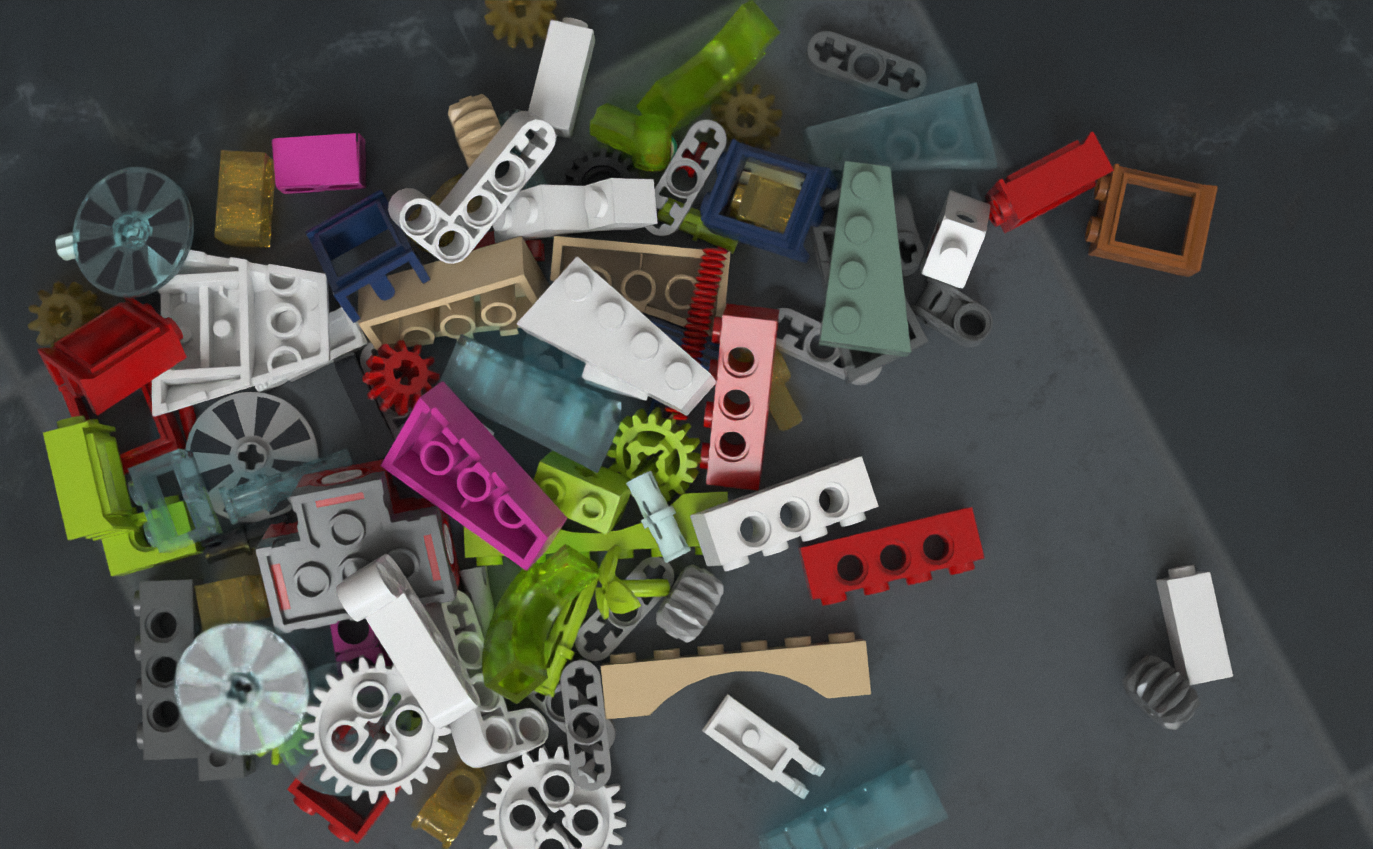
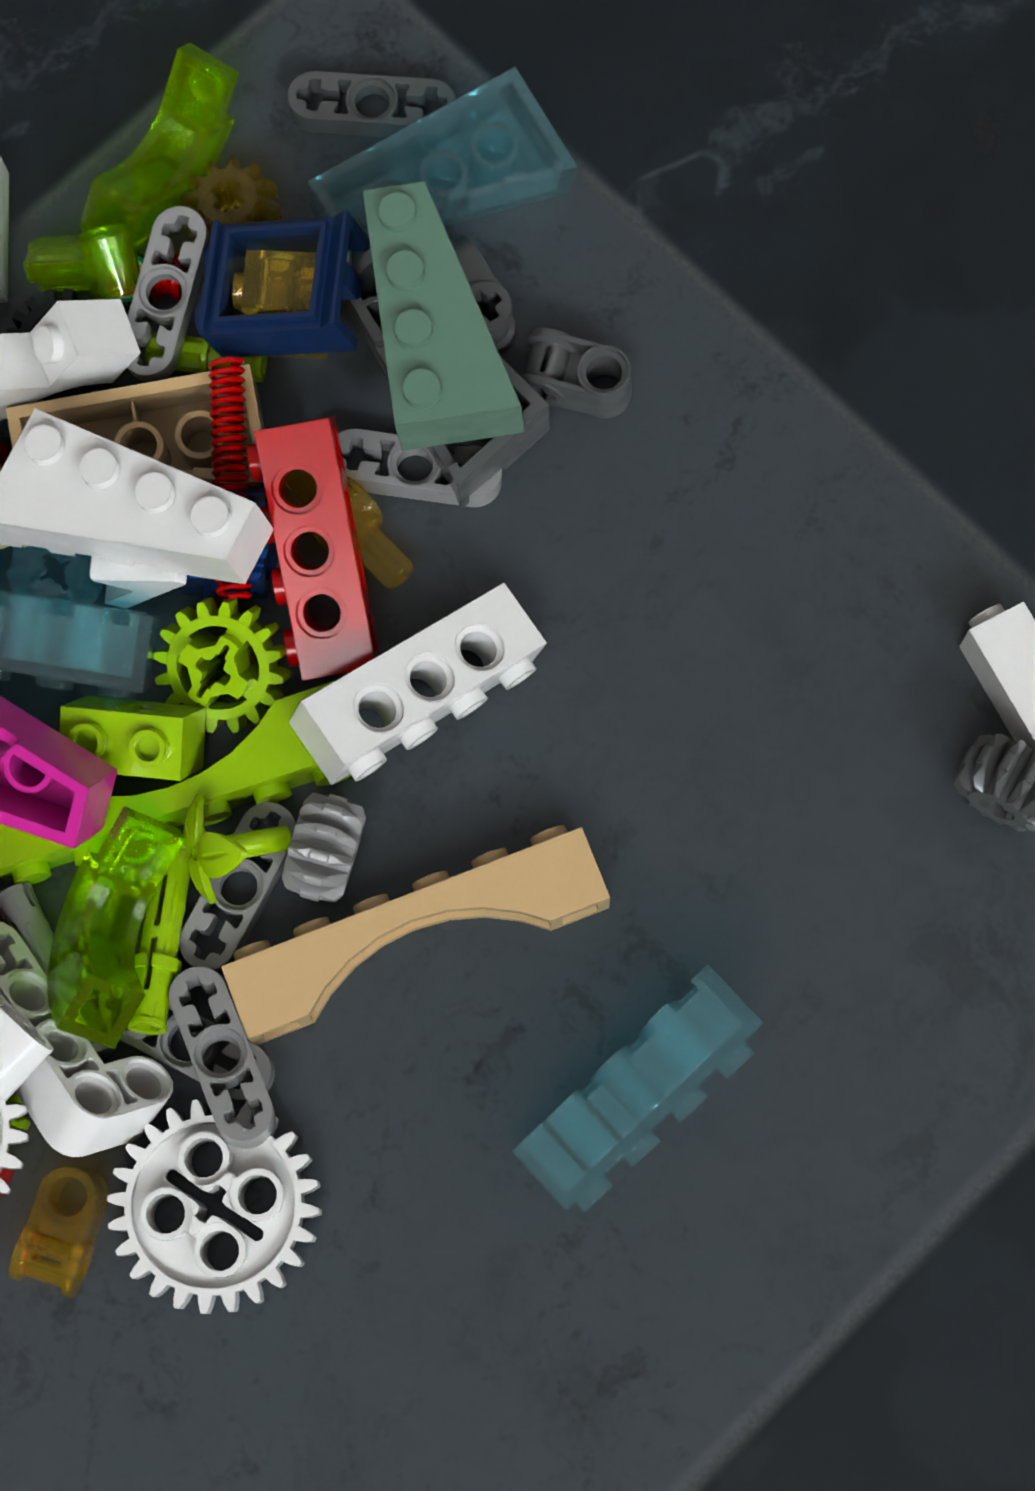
camera: 10 degrees left, 10 degrees down
(658, 516) = (245, 736): light aqua pin -> none
(759, 744) = (477, 1019): white hinge -> none
(955, 241) = (547, 274): white torso -> none
(955, 528) = (657, 647): red brick -> none
(1047, 183) = (647, 172): red window -> none
(1102, 228) = (807, 232): dark orange window -> none

